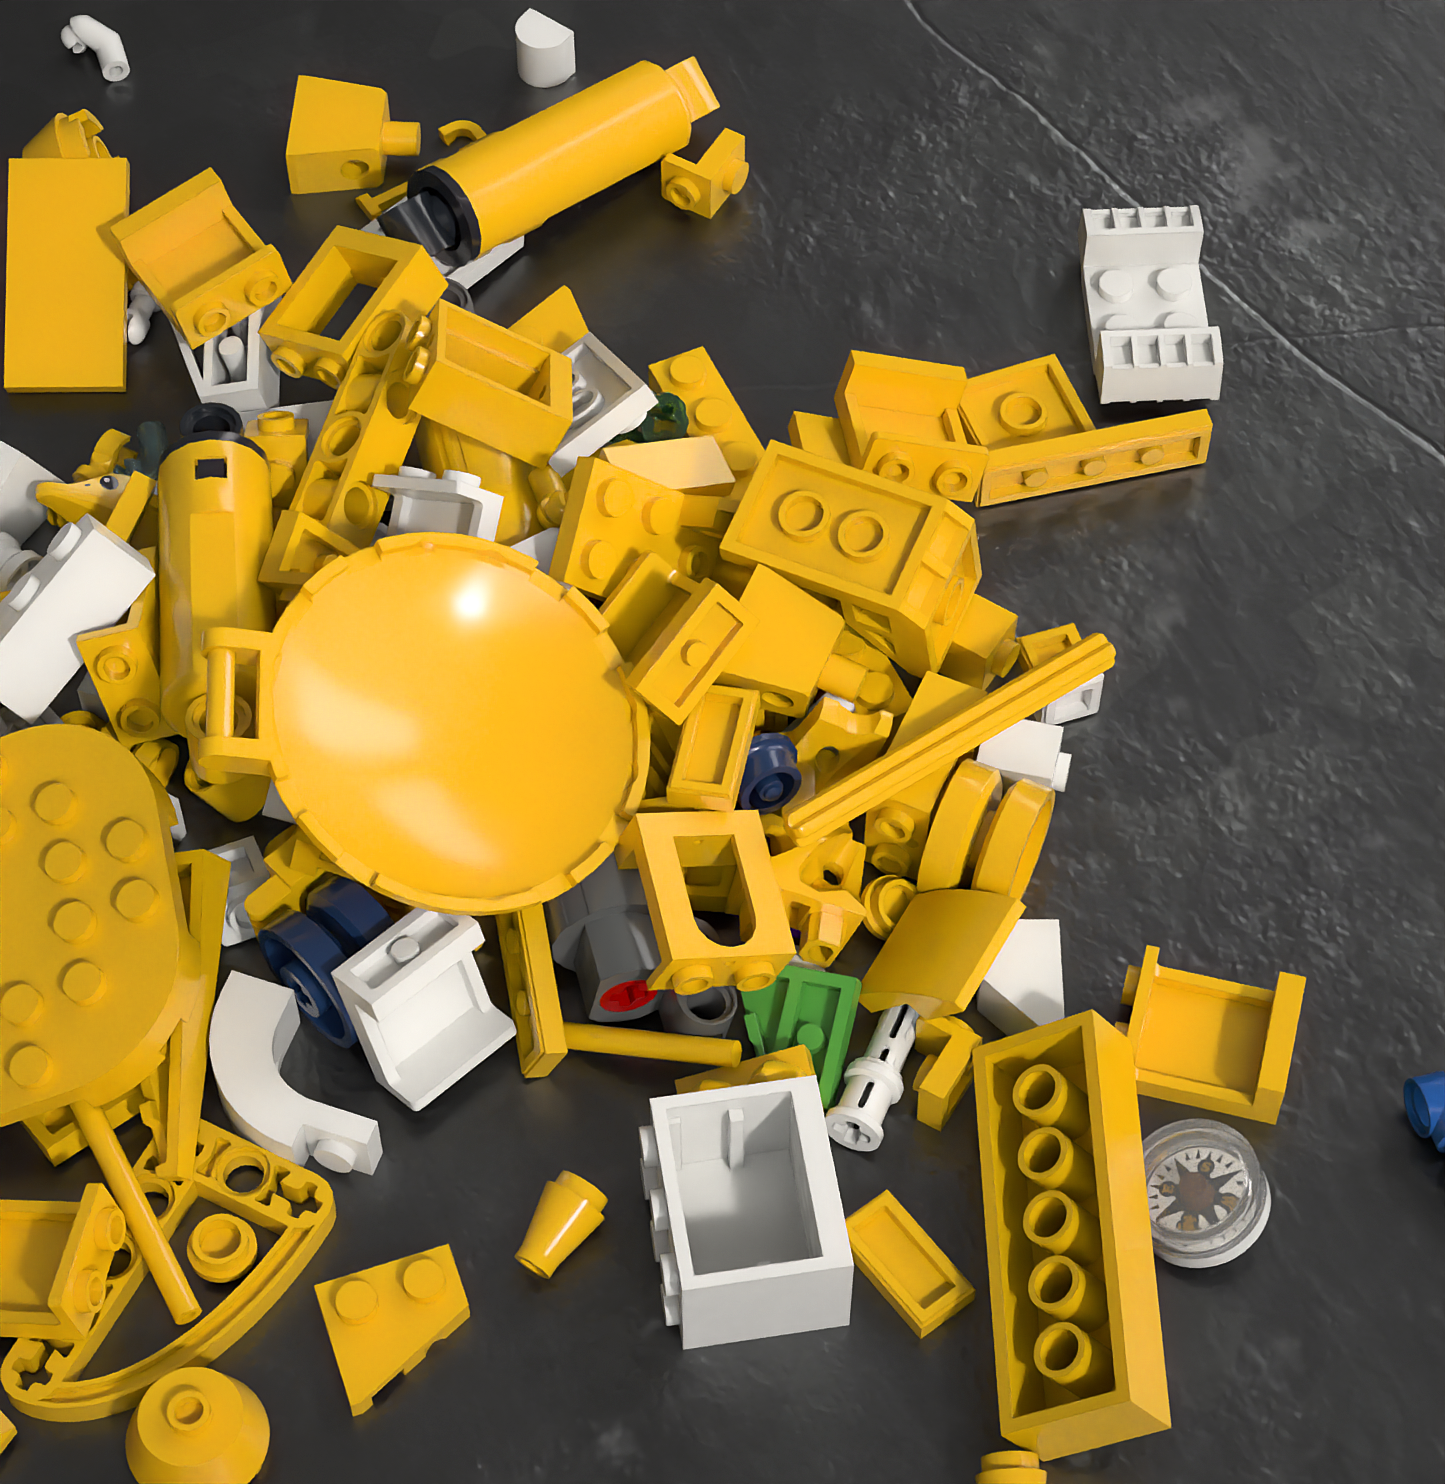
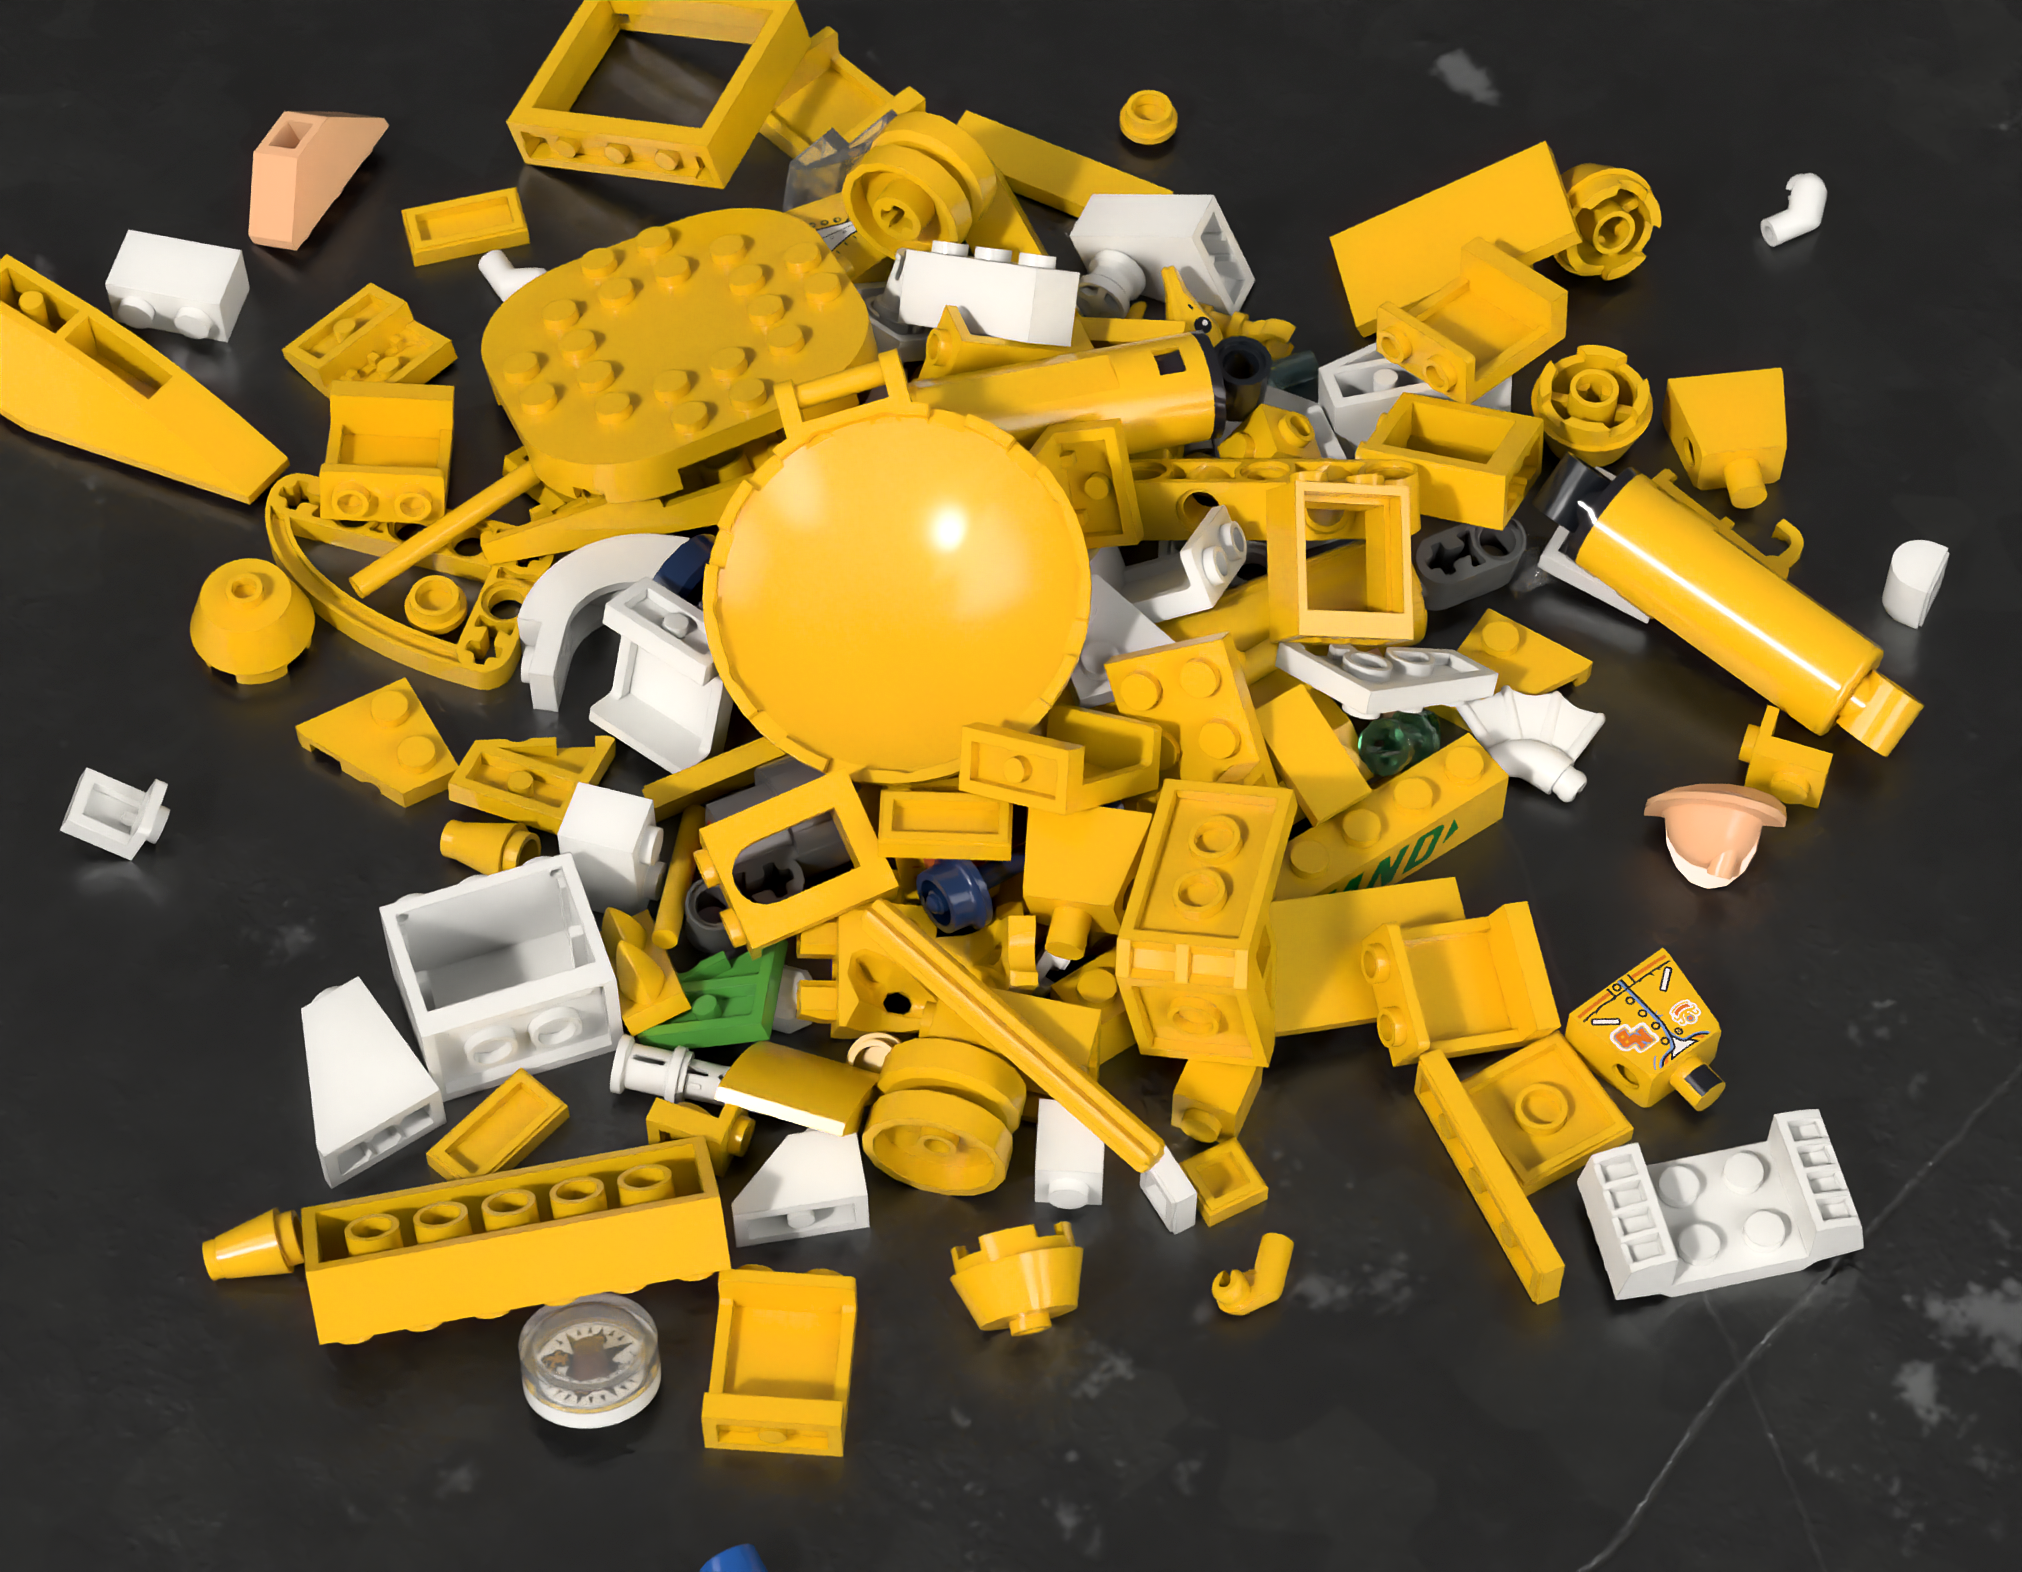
camera: 80 degrees right, 0 degrees up
(295, 209) = (1592, 405): none -> yellow cone
(481, 1174) = (528, 778): none -> yellow wing
(612, 1090) = (614, 848): none -> white brick
(642, 334) = (1534, 737): none -> white arm
(765, 230) = (1715, 828): none -> light nougat helmet
(828, 1380) = (363, 1083): none -> white slope
(968, 315) = (1650, 1035): none -> yellow torso
(1159, 813) = (1019, 1278): none -> yellow cone
(1166, 646) = (1257, 1287): none -> yellow arm

